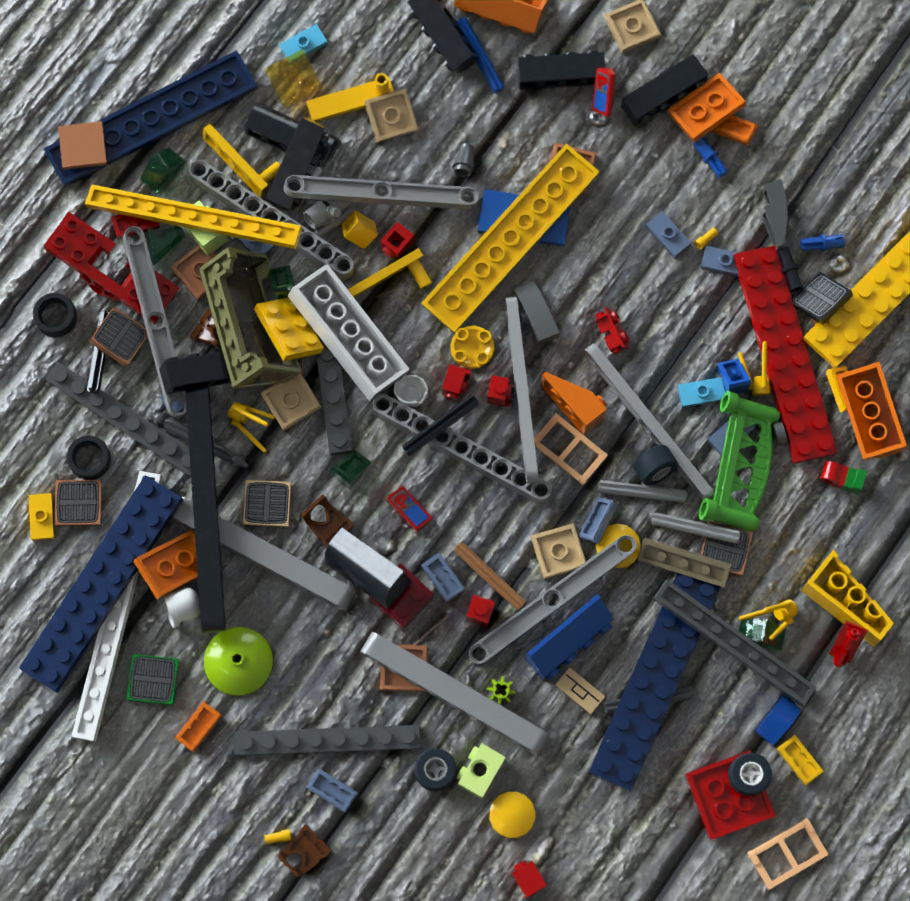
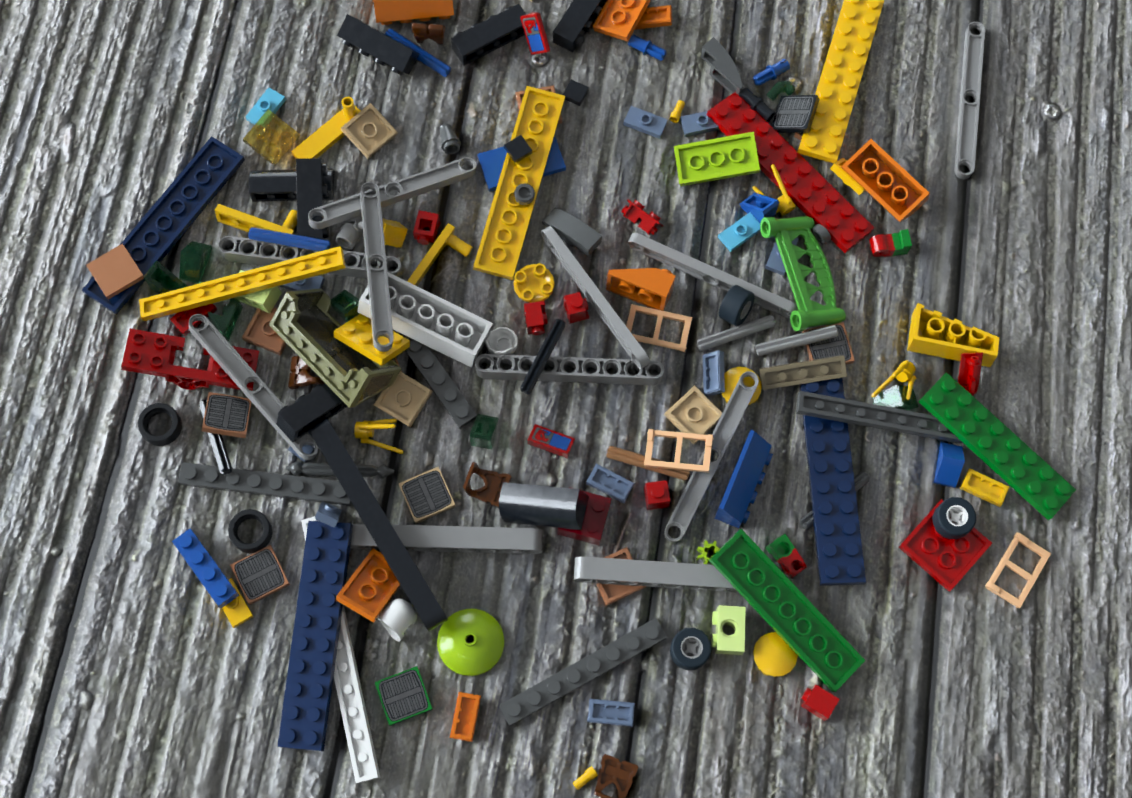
camera: 25 degrees left, 5 degrees down
(32, 472) = (205, 568): none -> blue plate
(123, 175) = (161, 279): none -> clear green slope
(165, 478) = (328, 514): none -> sand blue plate
(259, 193) = (288, 239): none -> blue axle
(319, 273) = (377, 278): none -> light grey beam
(494, 39) = (428, 31): none -> reddish brown piece
(506, 549) = (676, 464): none -> light nougat window
(507, 254) = (524, 194): none -> dark grey tile
(524, 205) = (518, 149): none -> black tile
(542, 780) = (787, 610): none -> green plate
(572, 729) = (786, 556): none -> leg
(580, 691) = (774, 521): tan tile -> none
(614, 170) = (575, 92): none -> black tile
(716, 308) = (716, 159): none -> lime plate
(823, 262) = (780, 87): none -> clear green arm
(834, 726) = (997, 446): none -> green plate

